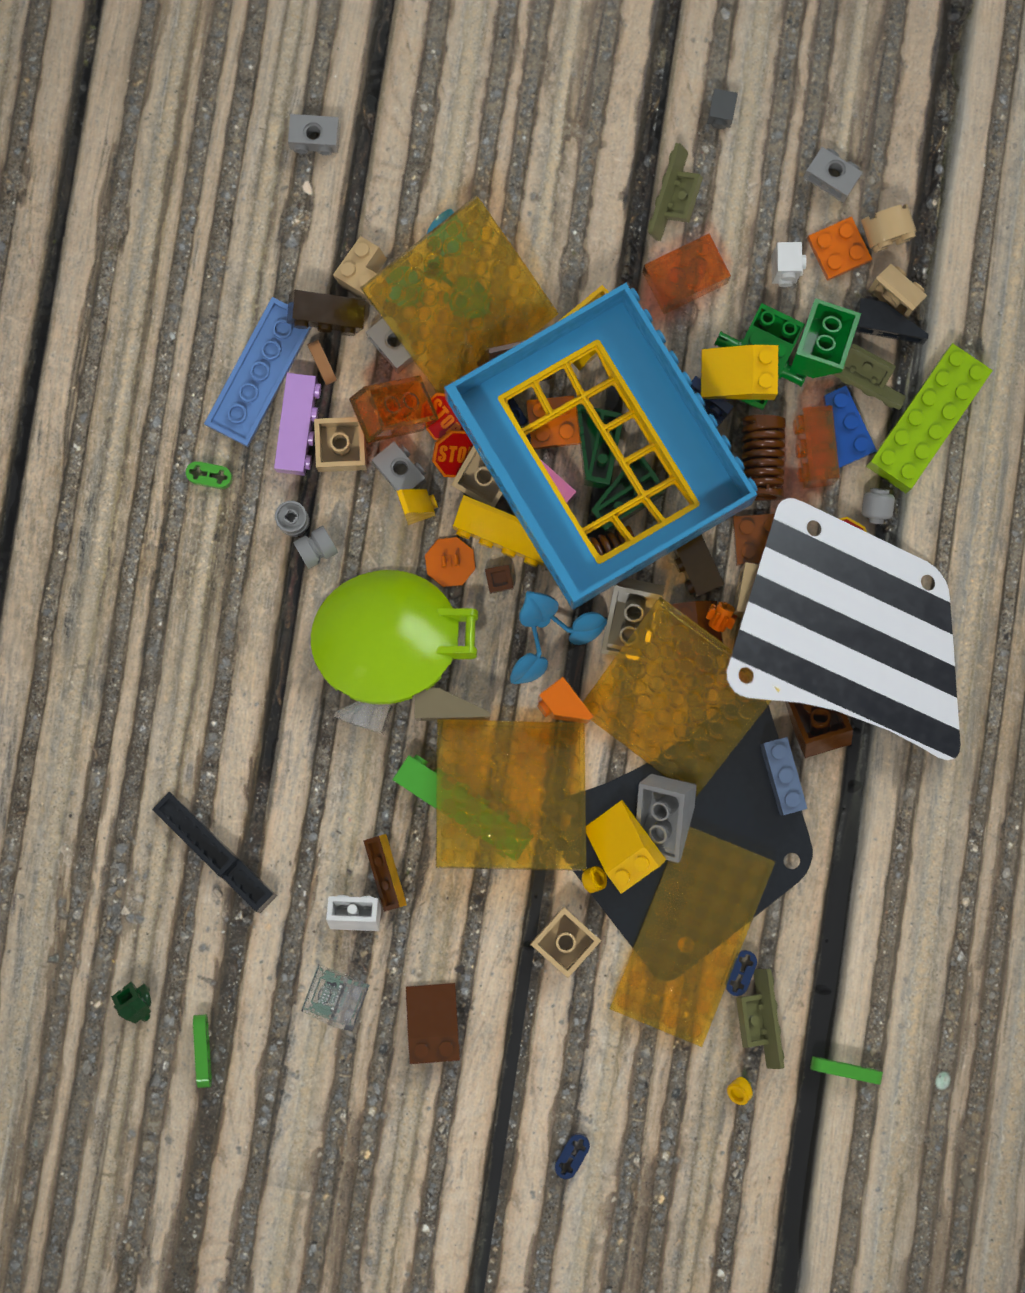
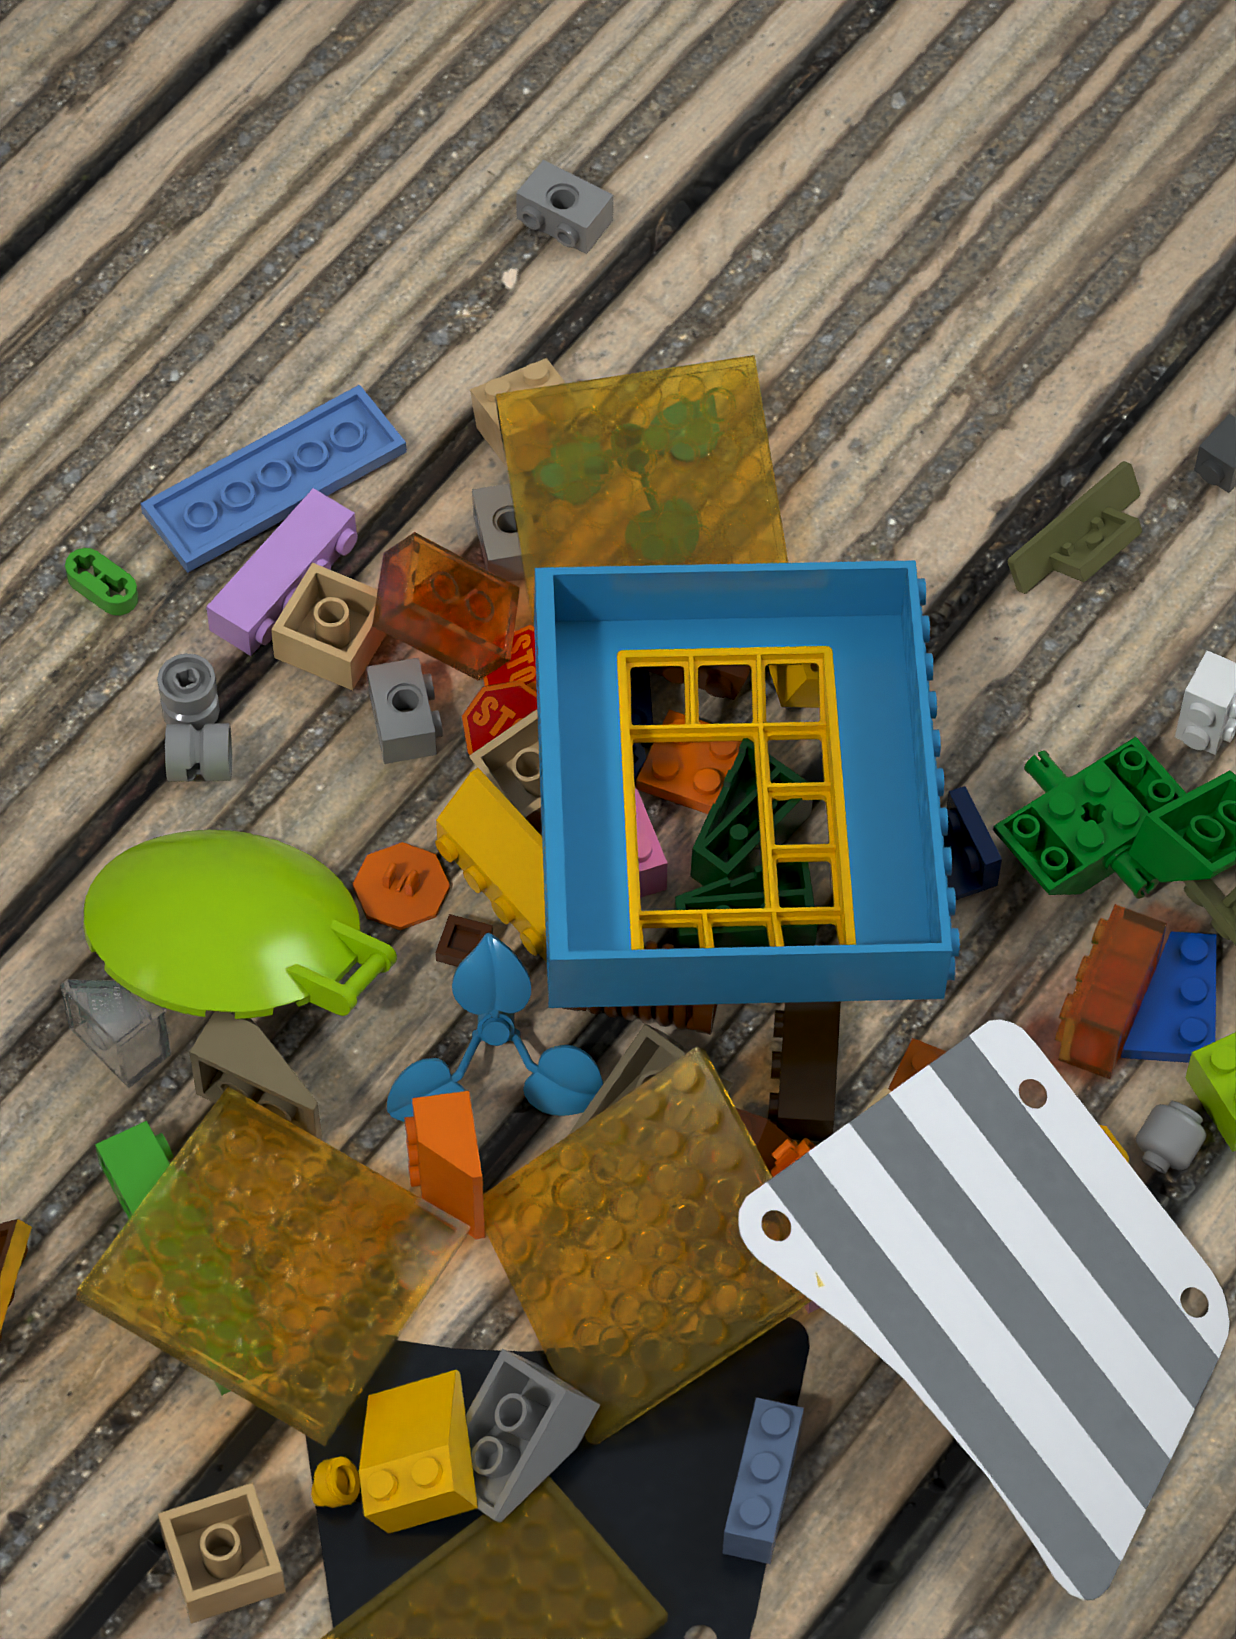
camera: 30 degrees right, 25 degrees down
(322, 362) = (378, 508): medium nougat beam -> none
(325, 312) = (427, 436): dark brown brick -> none
(417, 504) = (394, 759): yellow slope -> none
(686, 273) = (1037, 650): clear orange brick -> none
(740, 372) = (1041, 809): yellow slope -> none
(767, 452) = (1011, 960): reddish brown piece -> none
(819, 728) = (873, 1422): reddish brown slope -> none

